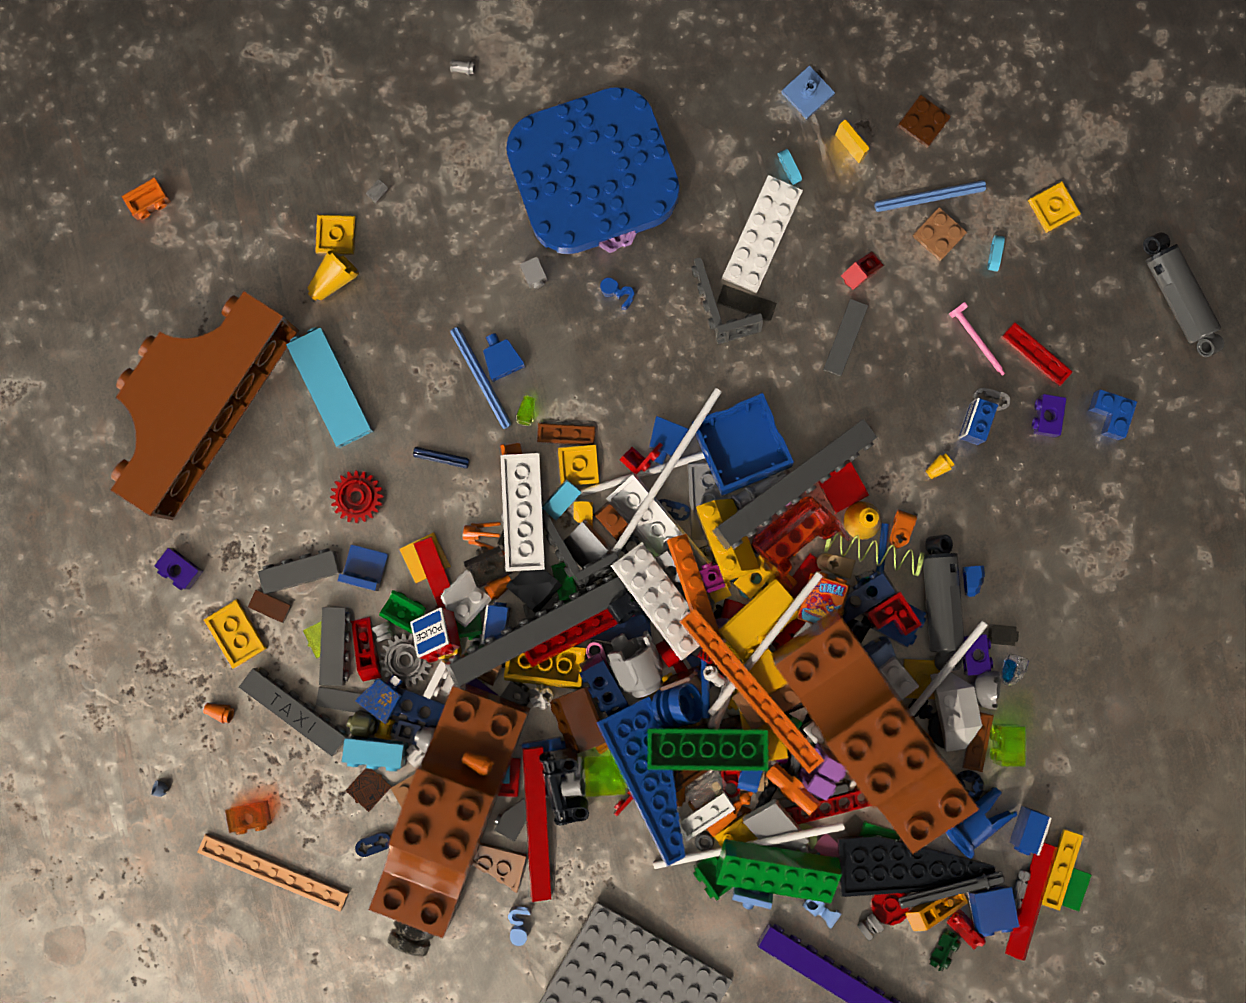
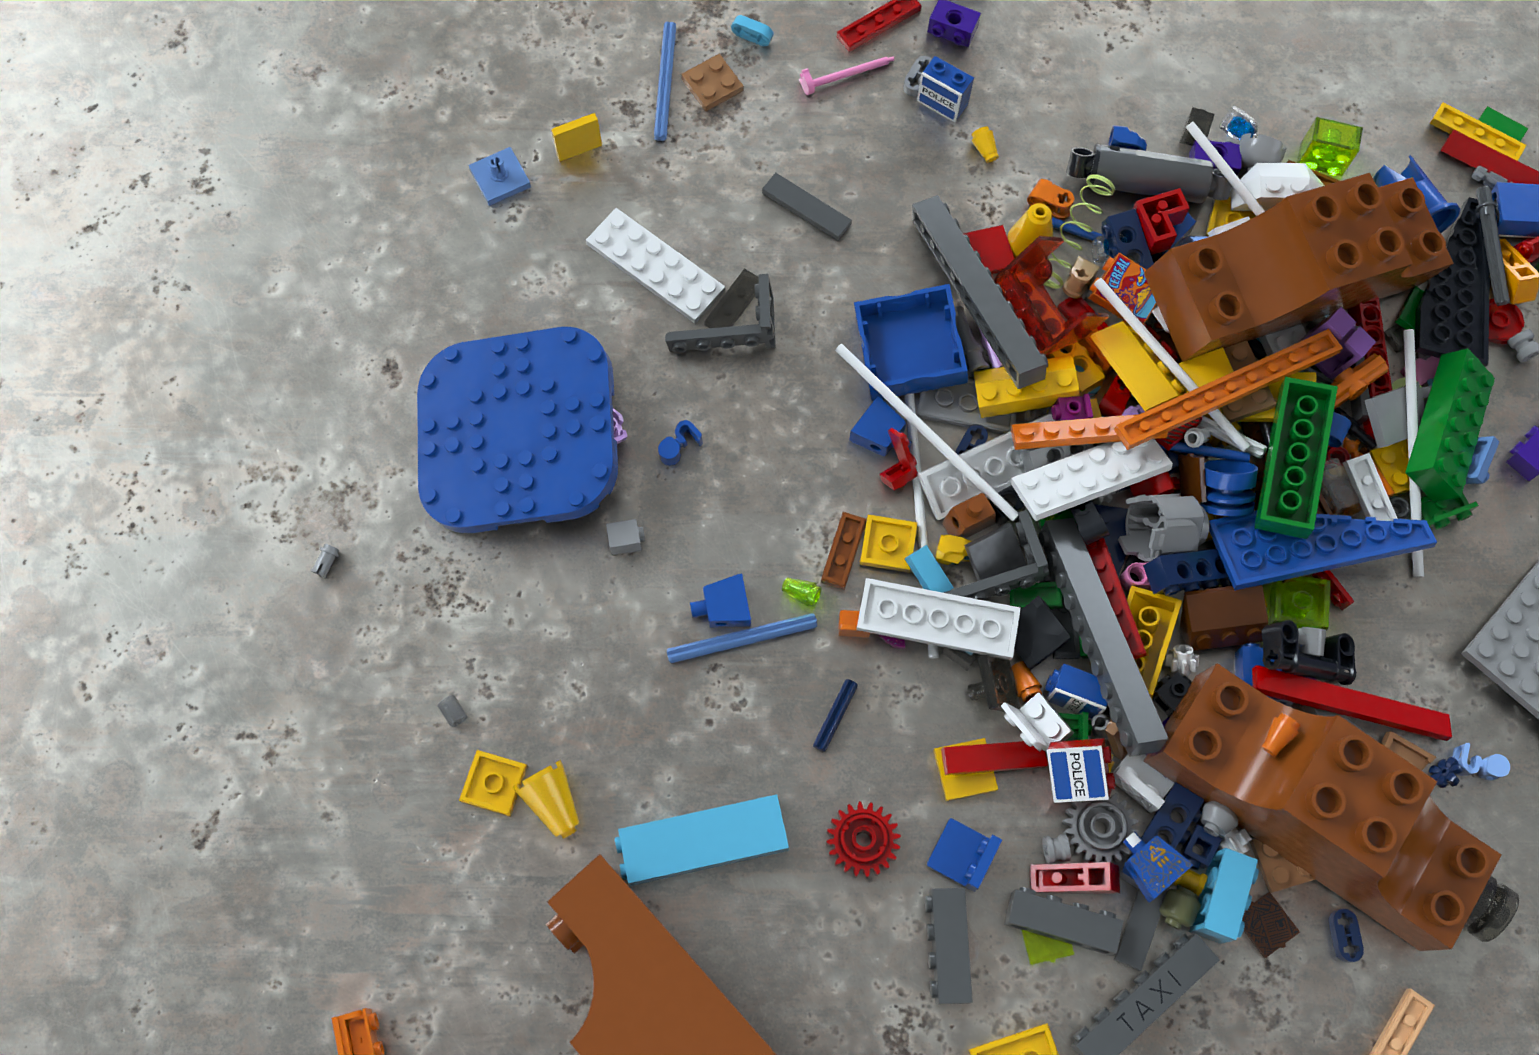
camera: 80 degrees left, 15 degrees down
(269, 606) = (987, 1003): reddish brown tile -> none
(402, 610) = (1033, 814): green bracket -> none
(473, 533) = (947, 697): orange plant -> none
(505, 901) = (1446, 772): none -> dark blue plant
(789, 166) = (583, 214): medium azure beam -> none
(818, 908) = (1508, 384): light blue leg -> none
(862, 270) = (733, 168): red slope -> none
(924, 121) = (575, 66): reddish brown plate -> none
(1030, 831) = (1434, 148): blue piece -> none

